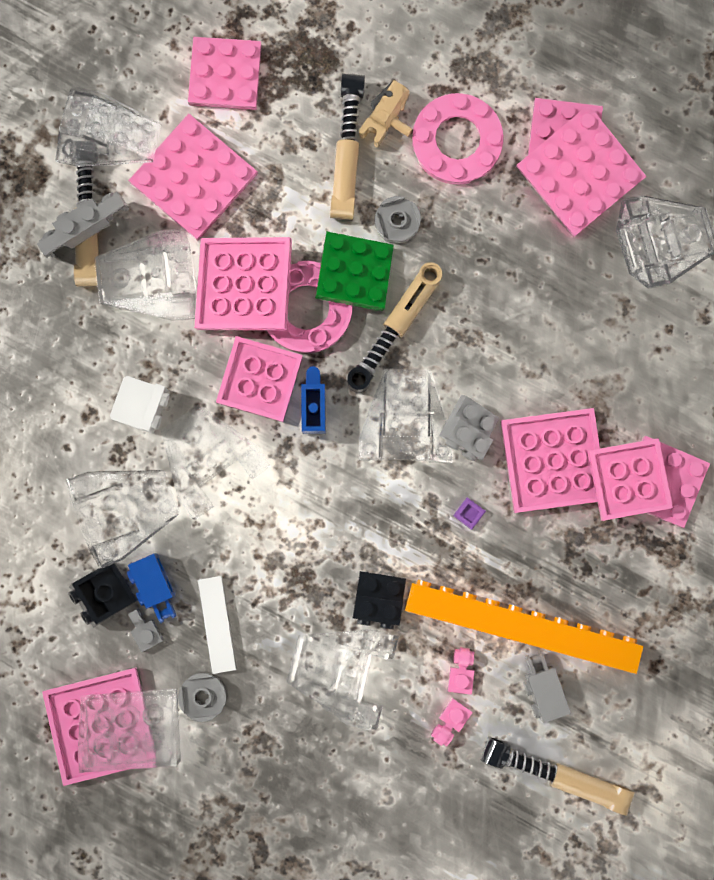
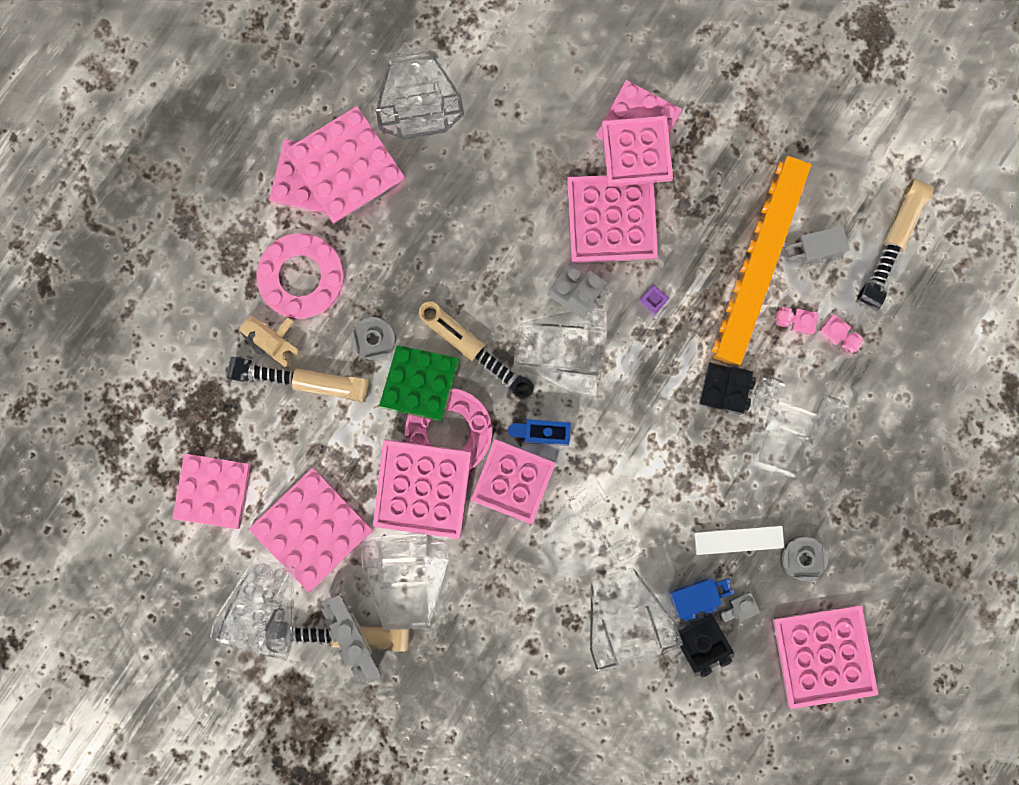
camera: 85 degrees left, 0 degrees up
(128, 731) = (833, 629): clear slope -> none
(140, 404) = (527, 597): white bracket -> none

